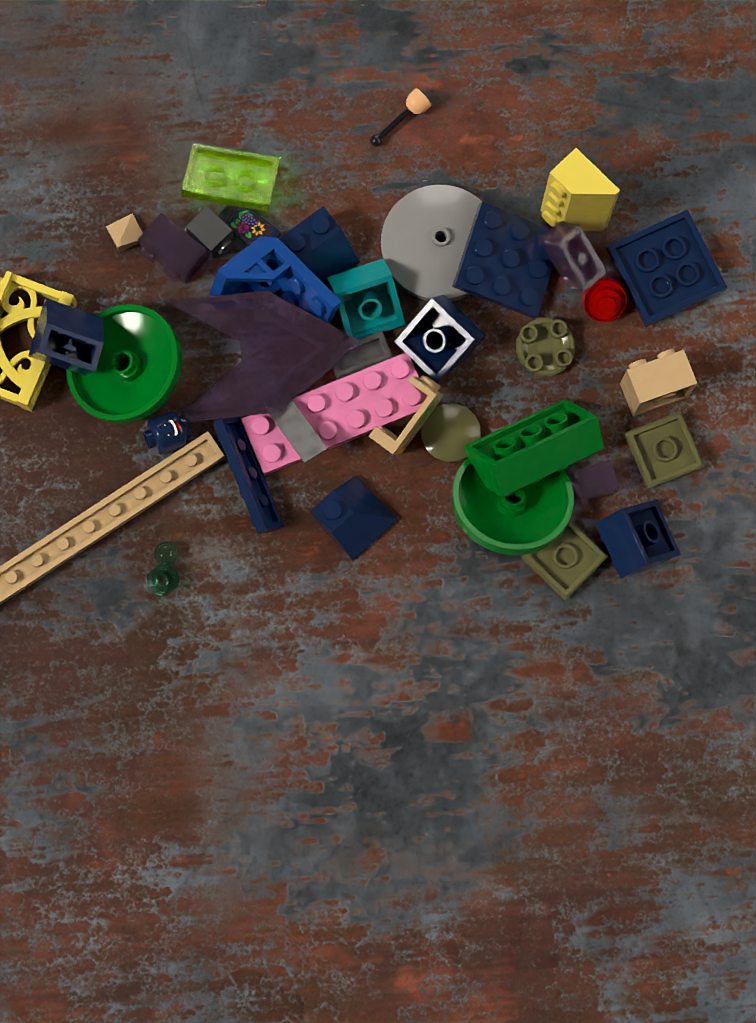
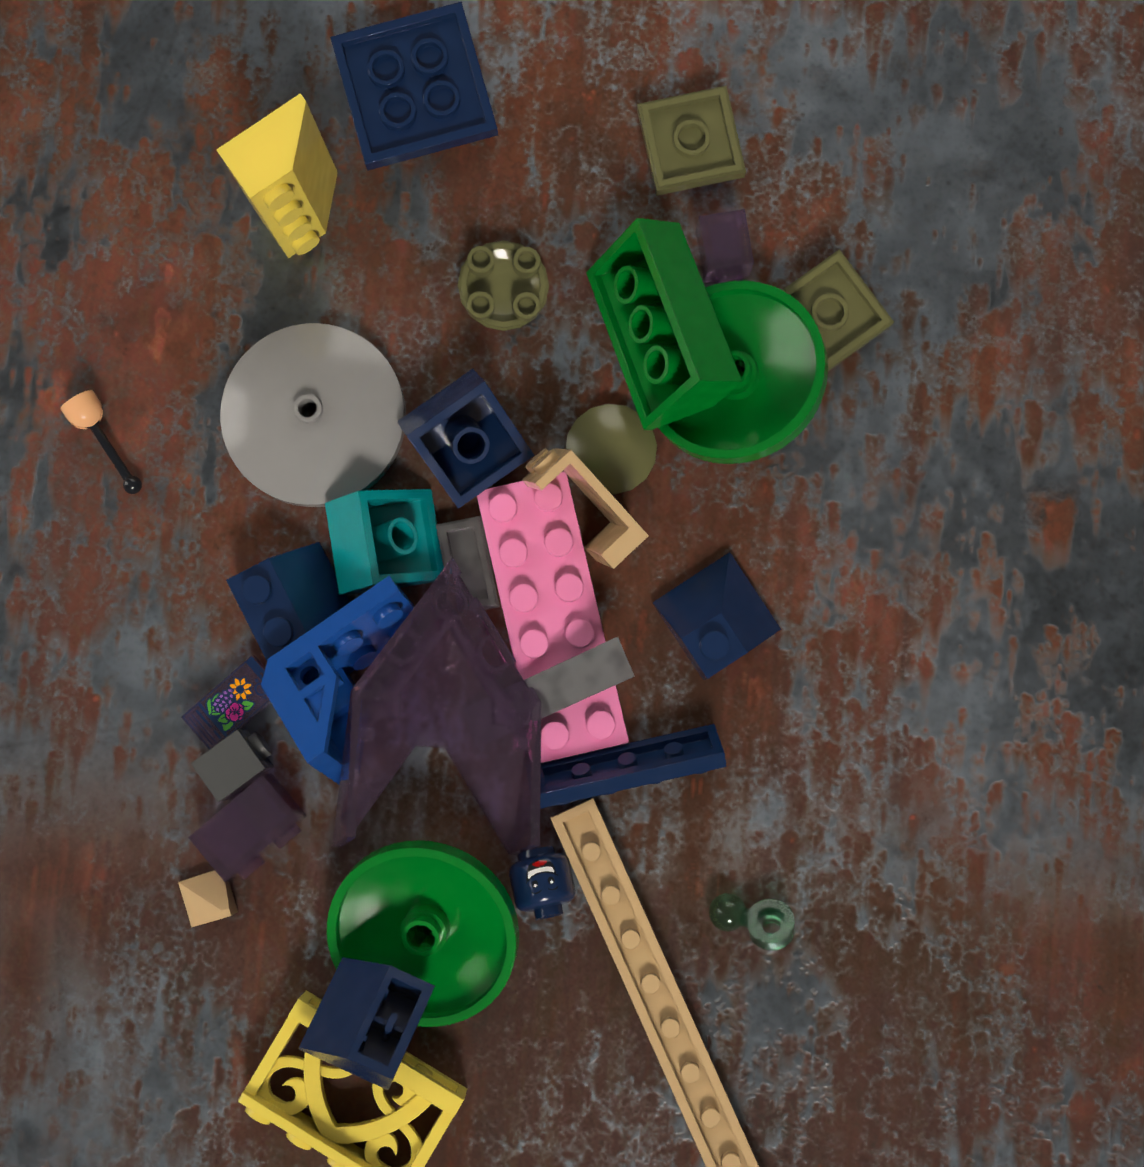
camera: 75 degrees left, 5 degrees up
(230, 177) = (149, 719): clear neon green plate -> none
(505, 261) = (360, 316): dark blue plate -> none
(573, 255) = (374, 213): brick -> none
(604, 300) = (447, 184): red plate -> none
(637, 538) = (820, 202): dark blue slope -> none
(658, 381) = (592, 123): tan brick -> none

